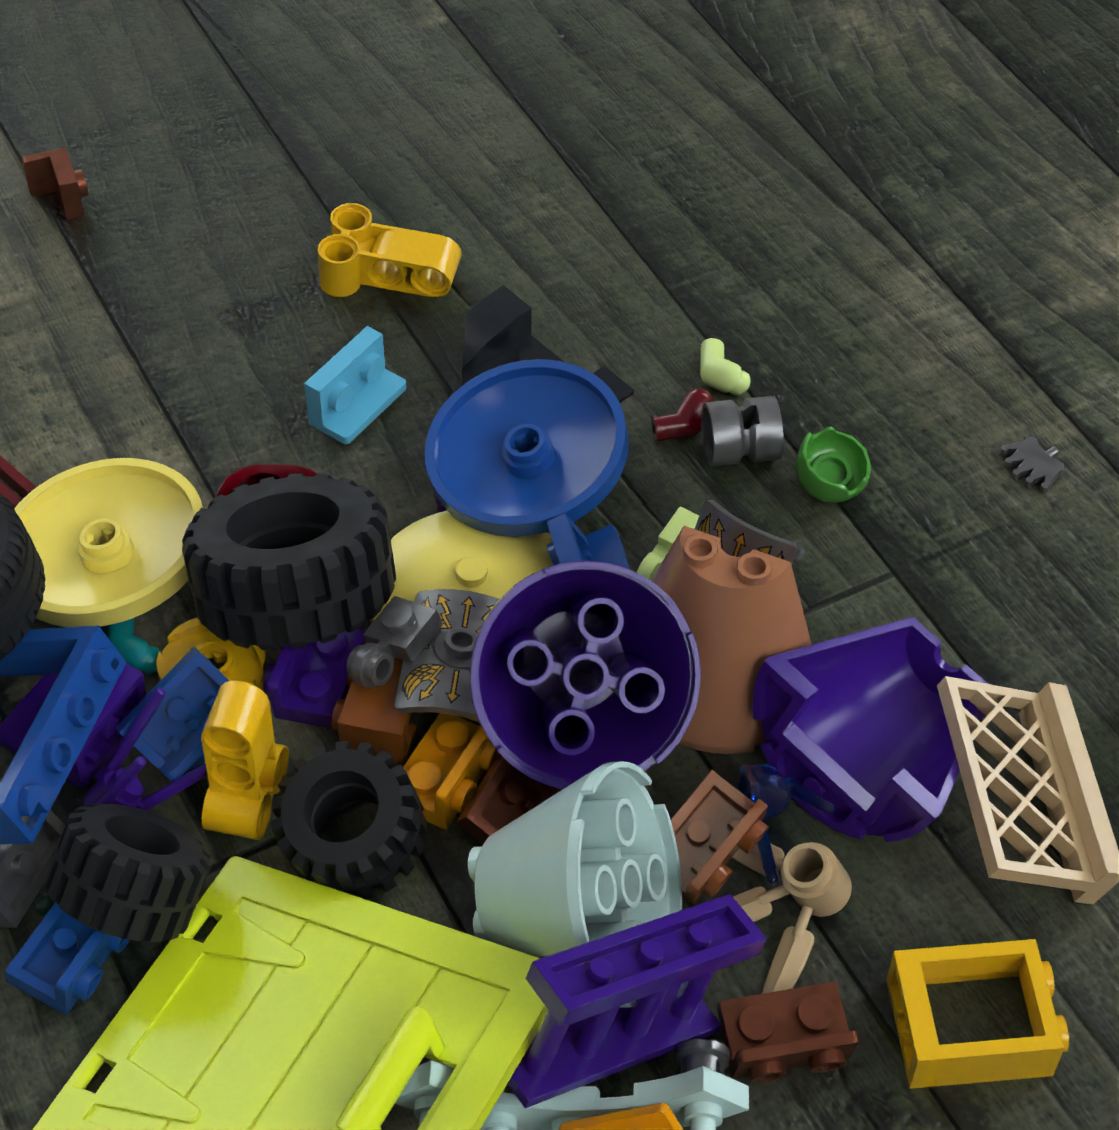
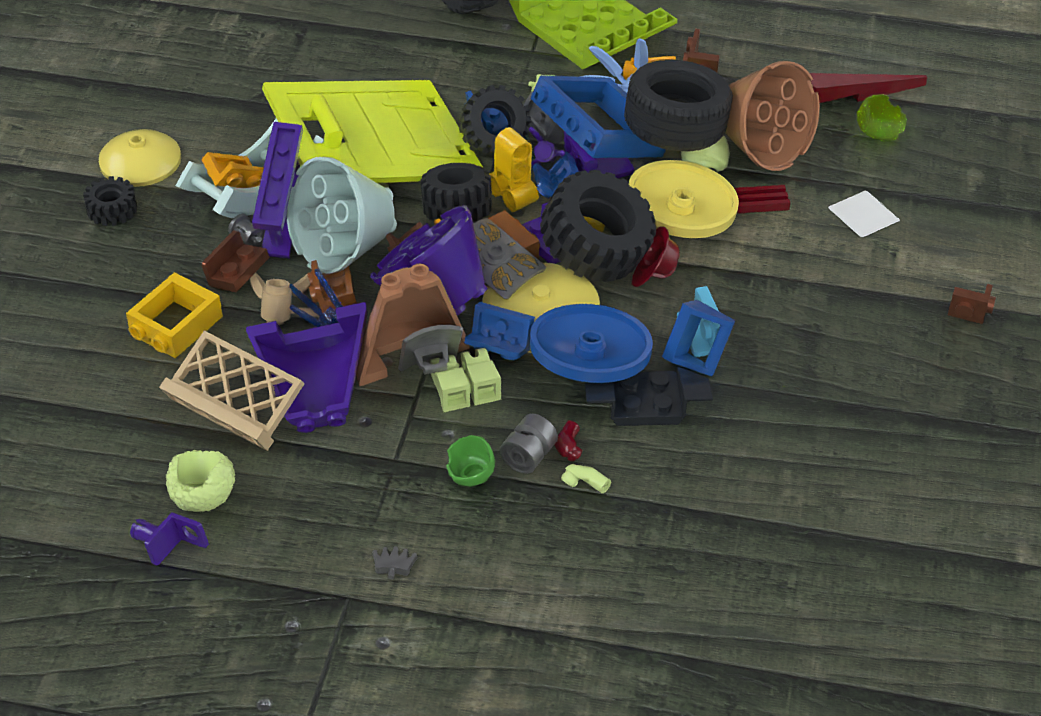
camera: 130 degrees right, 5 degrees down
(383, 256) = (798, 391): yellow piece -> none
(397, 632) = (520, 237): flat silver plate -> none
(398, 363) = (685, 330): none -> blue tile

